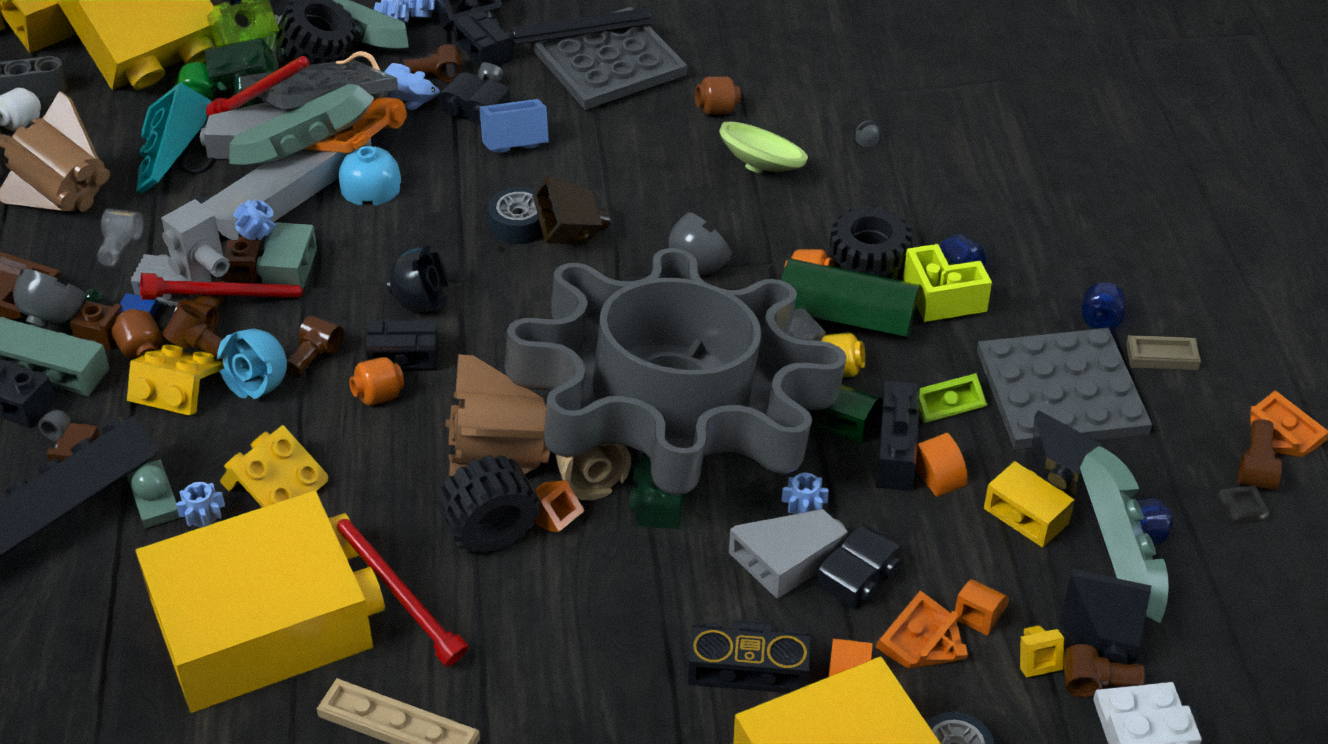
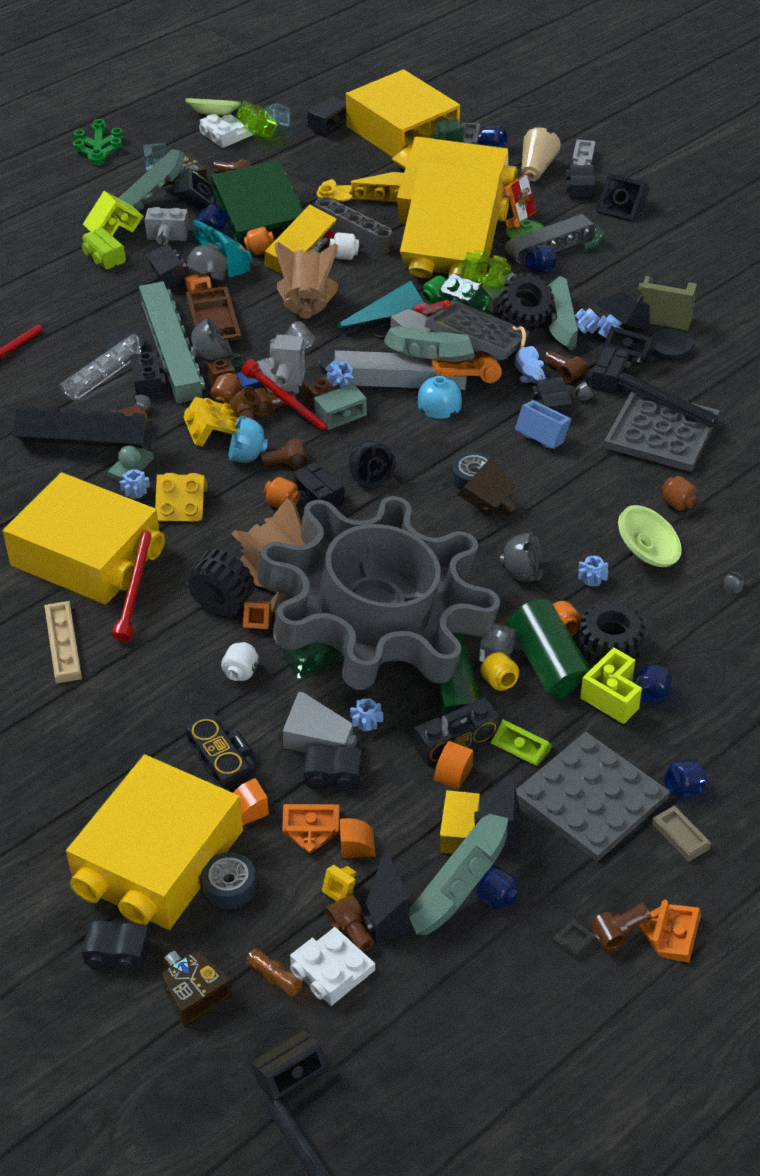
camera: 55 degrees right, 0 degrees up
(619, 561) = (240, 661): none -> white head
(761, 212) = (593, 571): none -> light blue gear

